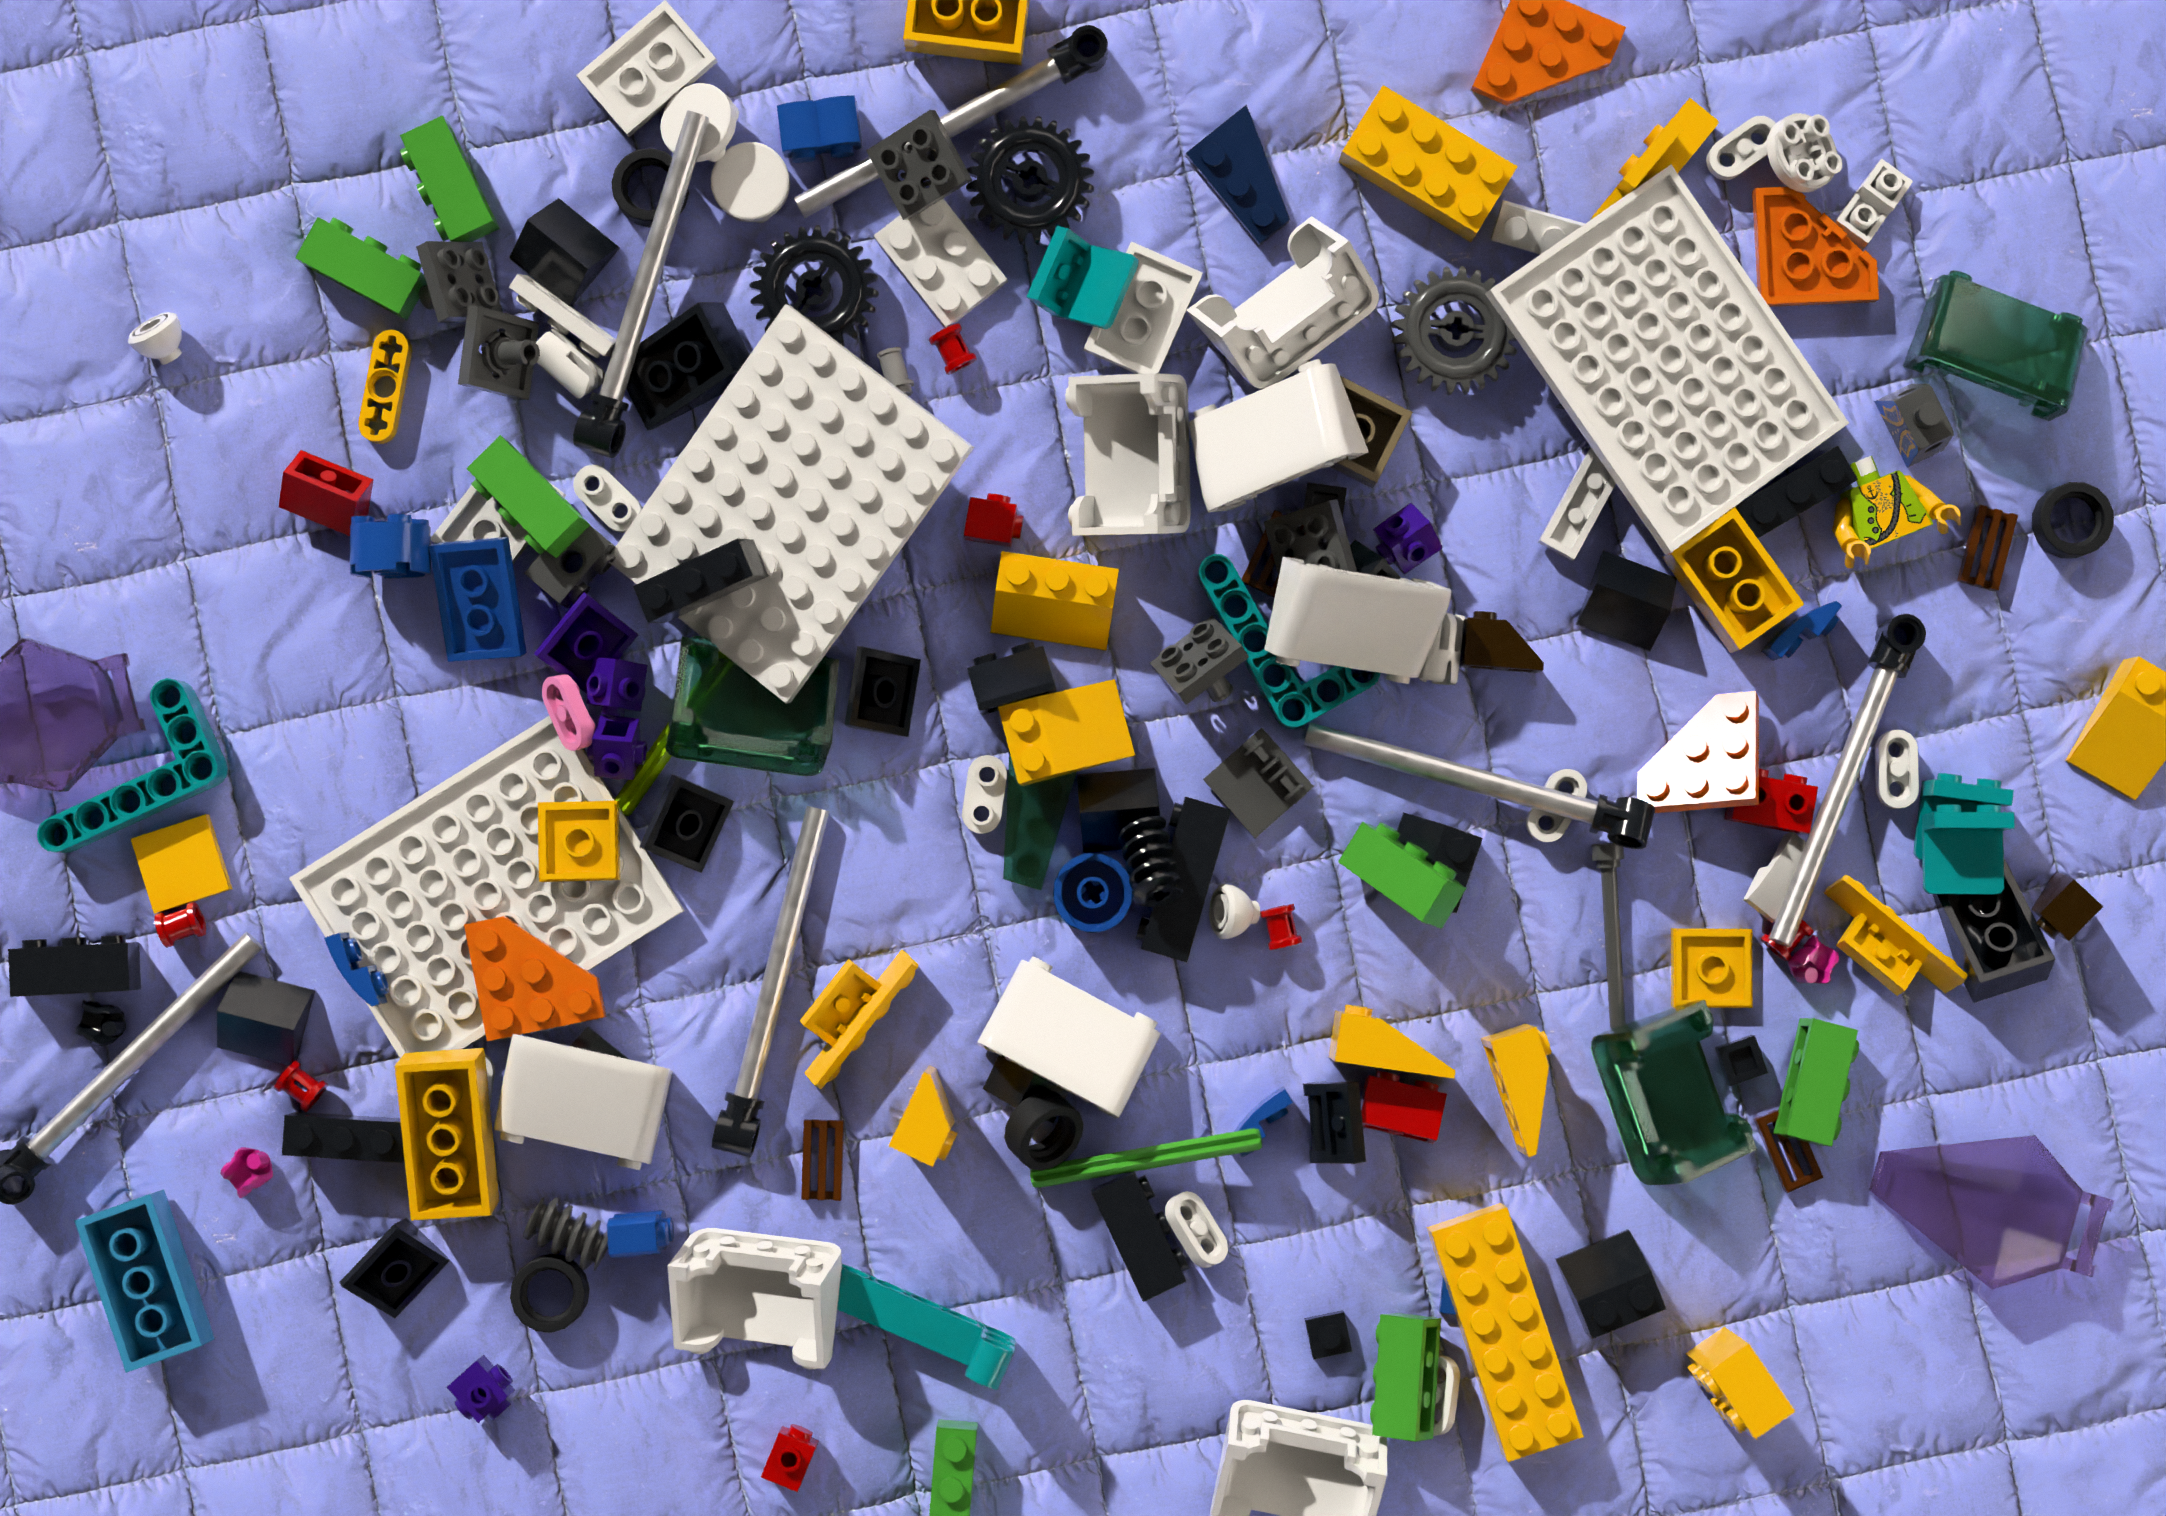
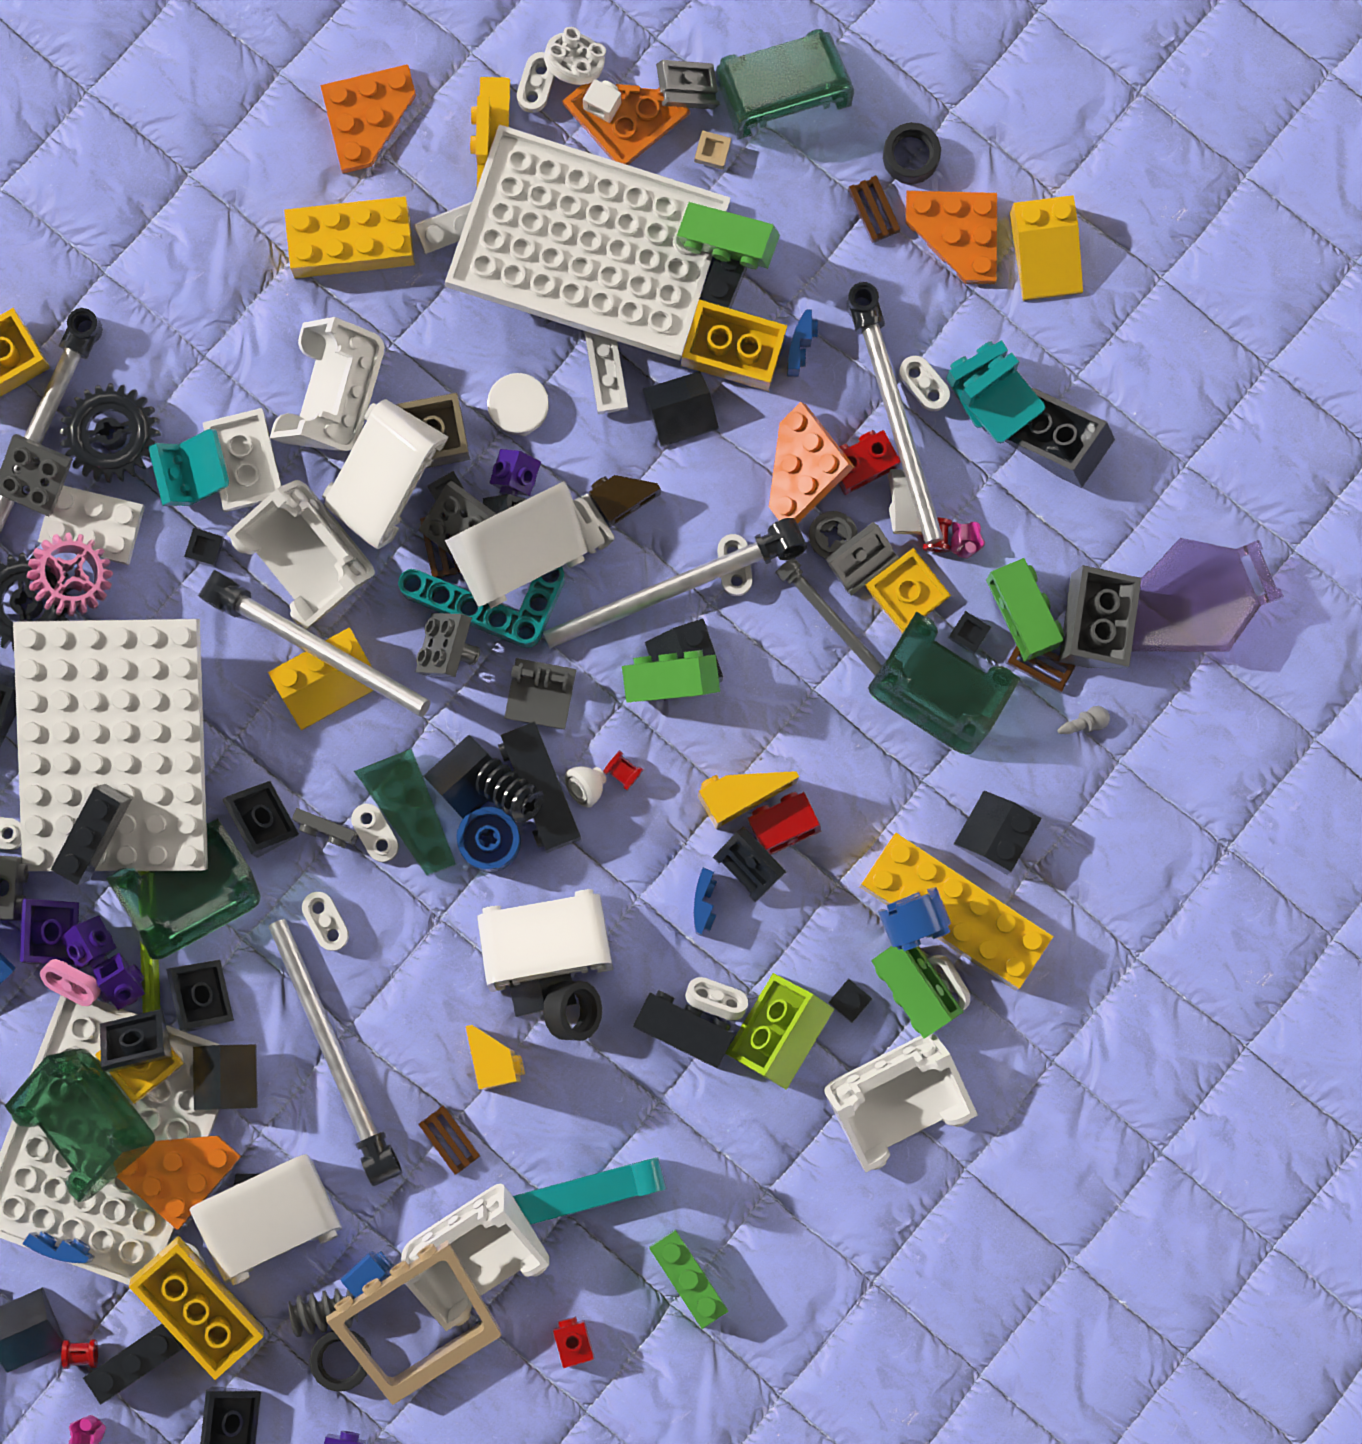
camera: 40 degrees left, 5 degrees down
(478, 861) = (82, 1118): none -> clear green windscreen
(586, 821) = (134, 1041): none -> black slope
(647, 1371) = (439, 1361): none -> tan windscreen
(648, 926) = (225, 1077): none -> black slope
(849, 1010) = (392, 1032): yellow bracket -> none
(871, 846) = (326, 921): none -> white plate
(873, 279) = (79, 581): none -> bright pink gear
(894, 369) = (111, 611): light grey pin -> none
(929, 739) = (313, 824): none -> dark grey plate
(952, 348) = (141, 573): red bush -> none
(993, 520) = (248, 659): red brick -> none
(1011, 677) = (336, 747): black slope -> none
(1020, 437) = (225, 594): none -> flat silver piece
(1035, 371) = (204, 547): none -> black plate
(1066, 731) = (394, 754): yellow slope -> none
(1148, 1157) = (650, 977): bright green axle -> none
(1234, 1311) = (779, 1031): none -> lime slope
(1240, 175) = (240, 332): dark blue wing -> none
(1417, 327) = (421, 339): dark grey gear -> none
(1458, 1316) = (915, 919): none -> blue brick
(1465, 469) = (518, 404): none -> white tile
(1520, 1075) = (839, 745): yellow slope -> none
(1691, 900) = (862, 558): none -> dark grey plate
(1697, 857) = (825, 523): none -> dark grey gear
(1739, 1383) = (1120, 828): yellow brick -> none
(1797, 220) = (602, 99): none -> white plate
(1797, 1245) = (1094, 719): none -> light grey bar
(1816, 465) = (728, 236): none -> bright green brick
(1869, 358) = (712, 150): none -> tan plate
(1873, 203) = (641, 56): white slope -> none
(1885, 510) = (799, 230): torso -> none
(1886, 1152) = (1100, 618): none -> dark grey slope
(1887, 944) = (1002, 492): yellow bracket -> none
(1898, 270) = (687, 84): none -> dark grey plate
(1915, 422) = (770, 167): dark grey torso -> none
(2056, 637) = (958, 230): none -> orange plate
(2064, 907) = (1089, 386): dark brown slope -> none

